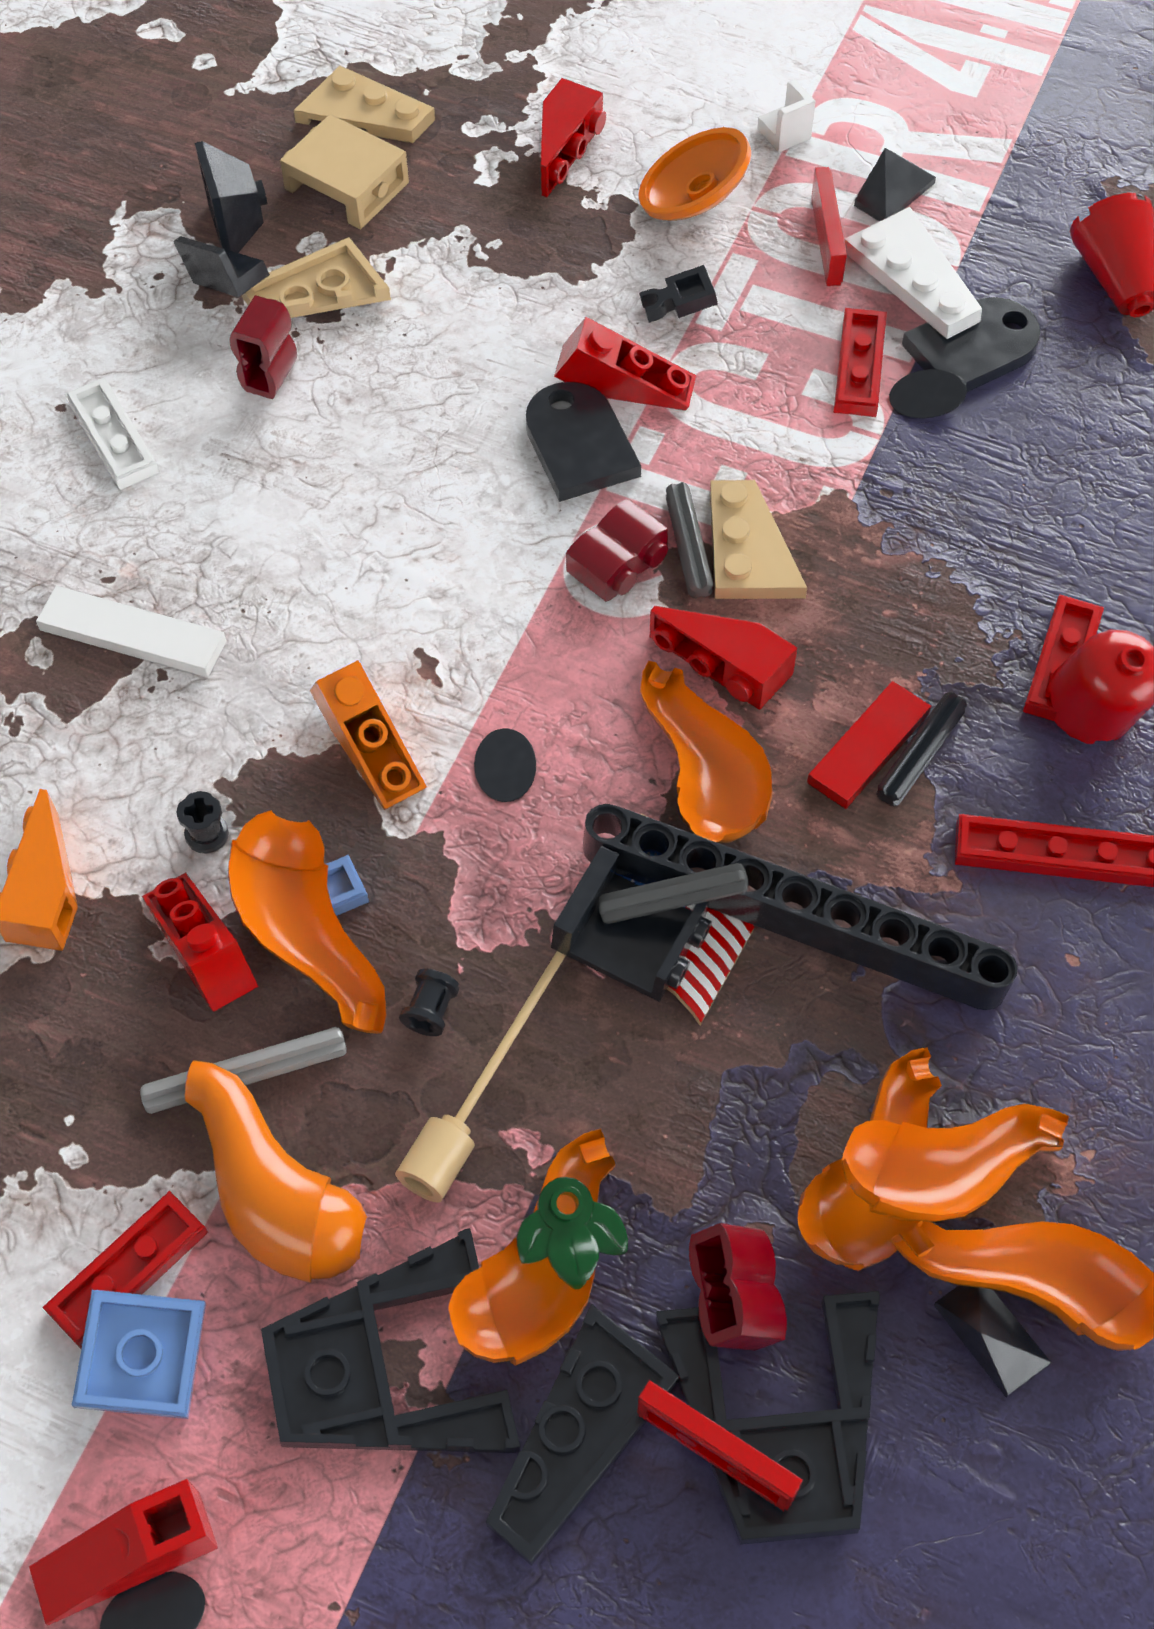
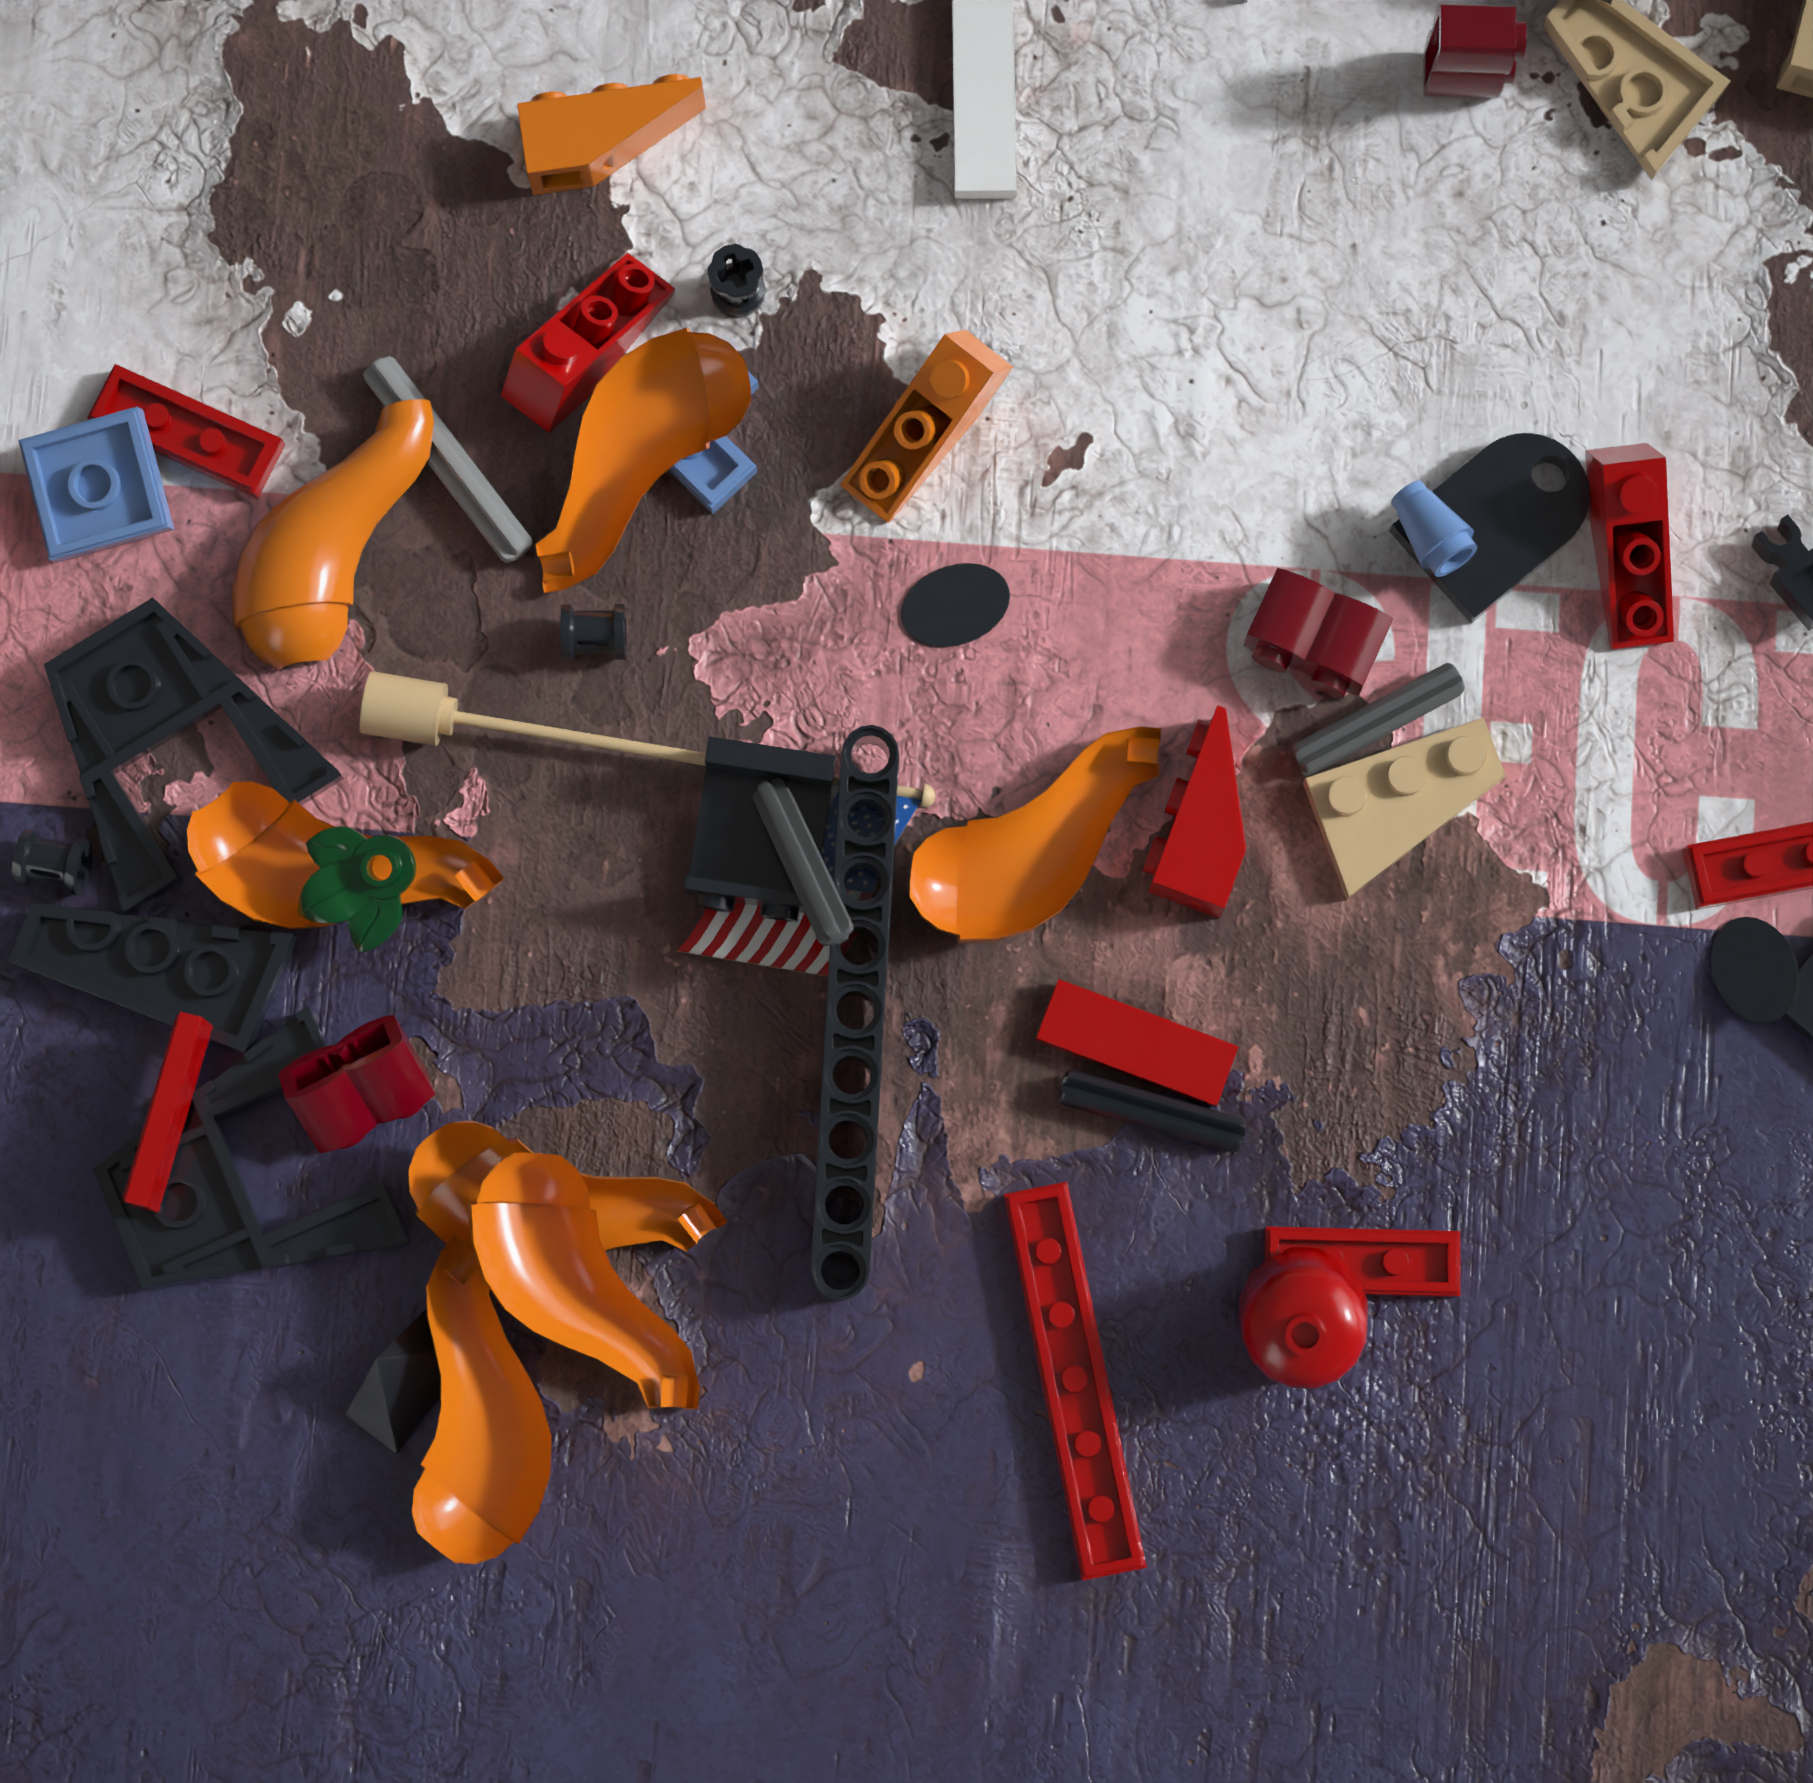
camera: 70 degrees right, 20 degrees up
(455, 1495) = (52, 862): none -> black bush
(575, 461) = (1433, 529): none -> medium blue cone

